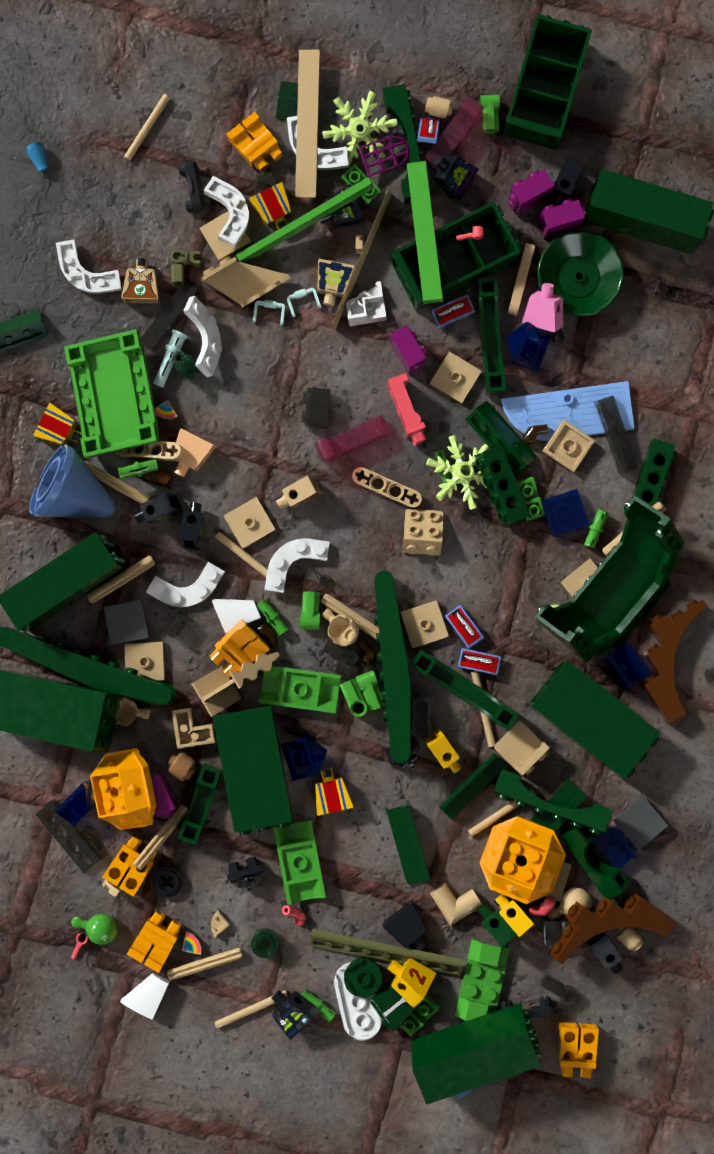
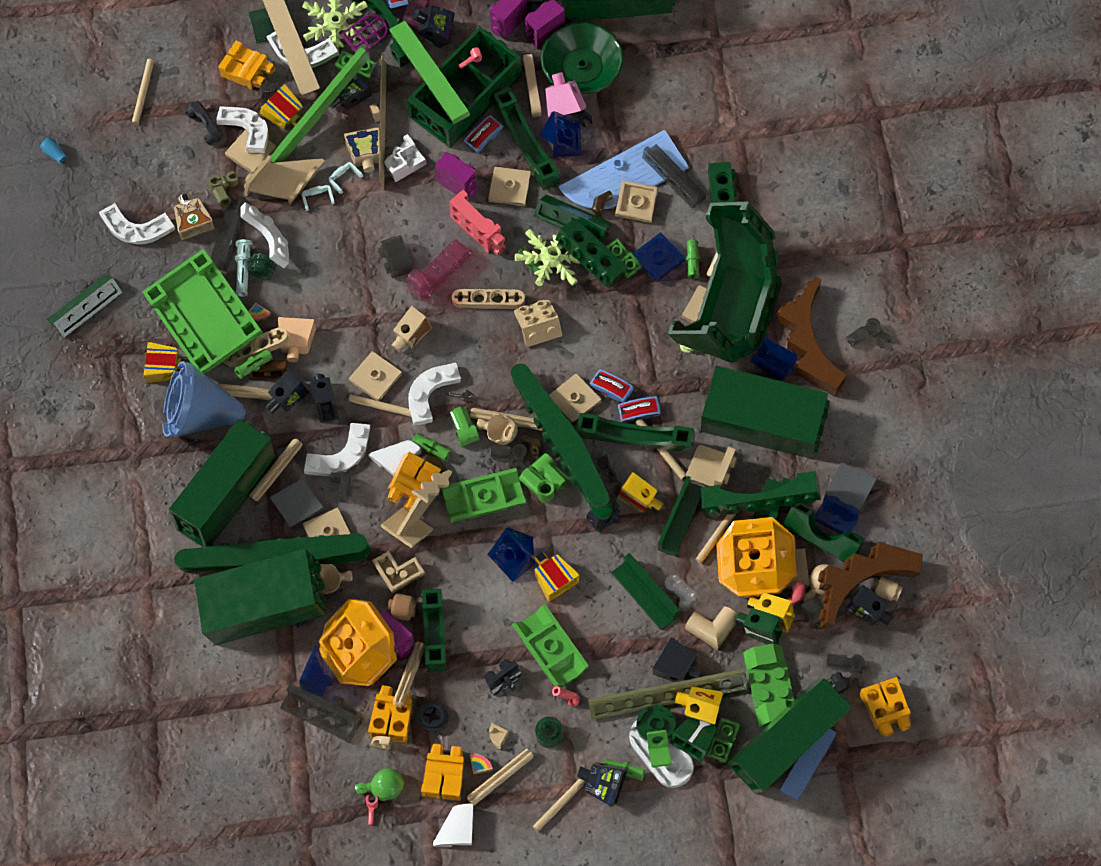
camera: 20 degrees left, 20 degrees down
(253, 769) = (471, 577): dark green container -> none
(354, 1007) = (658, 752): none -> bright green bracket
(438, 853) = (681, 592): none -> clear leg

